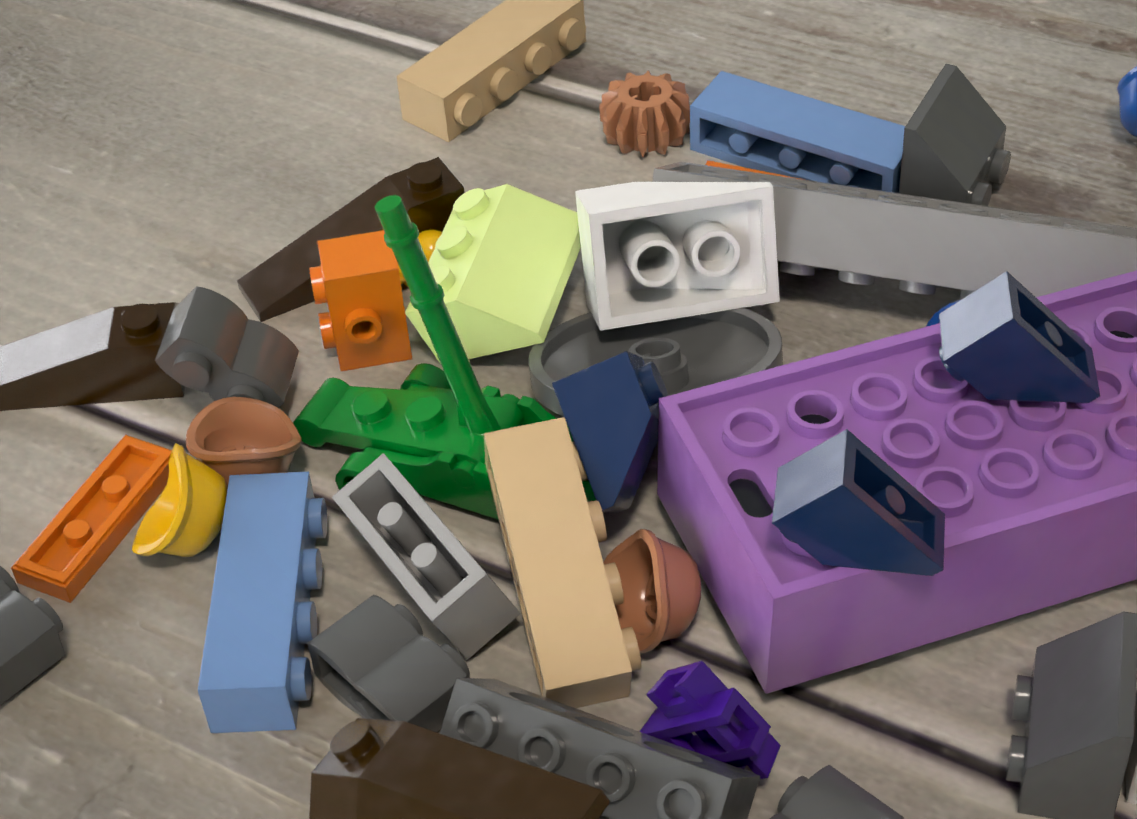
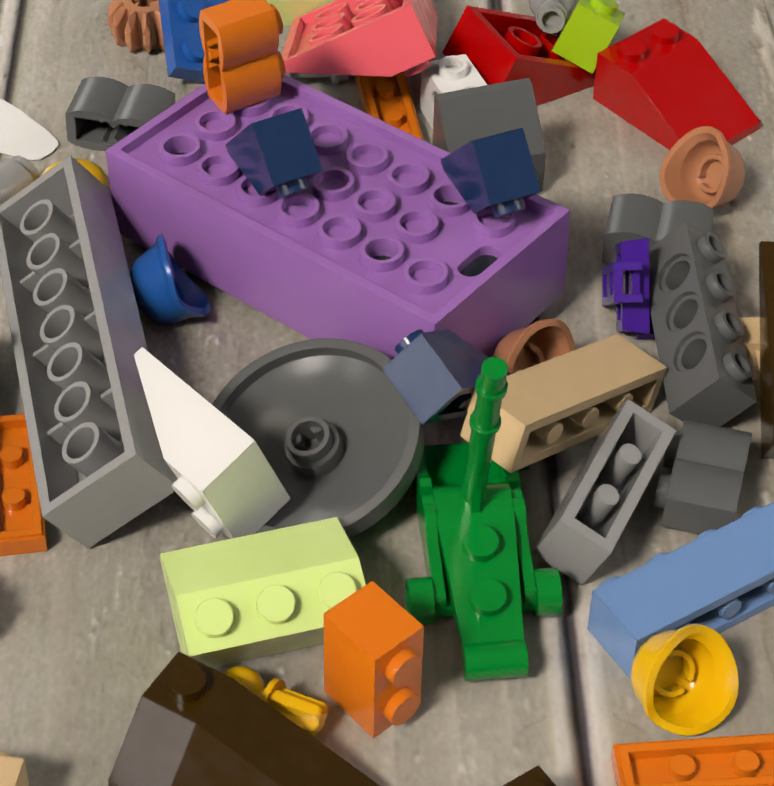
camera: 125 degrees left, 0 degrees up
(225, 353) = (510, 730): dark grey brick -> none
(243, 437) = (588, 665): nougat helmet -> none

